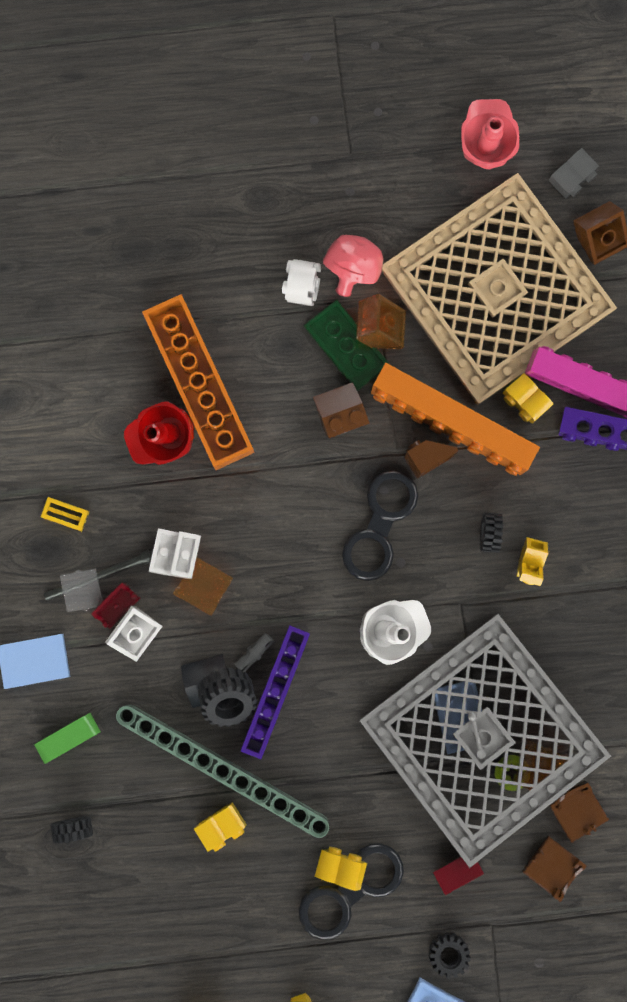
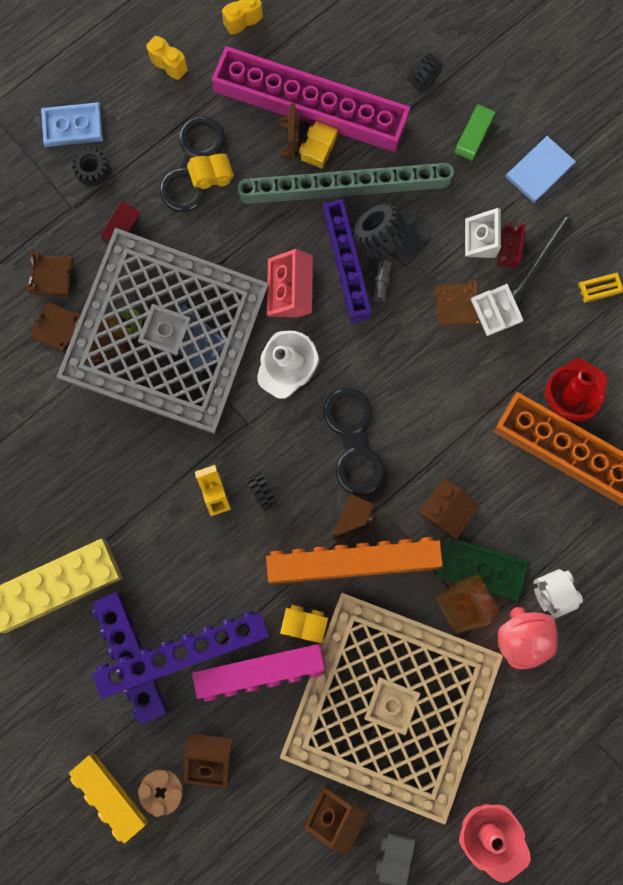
camera: 150 degrees right, 5 degrees down
(81, 590) = (545, 240): clear piece -> none
(199, 880) = (315, 98): none -> dark pink brick
(232, 862) = (292, 126): none -> reddish brown piece
(340, 706) = (290, 284): none -> coral slope
(480, 753) = (159, 315): light grey hinge -> none

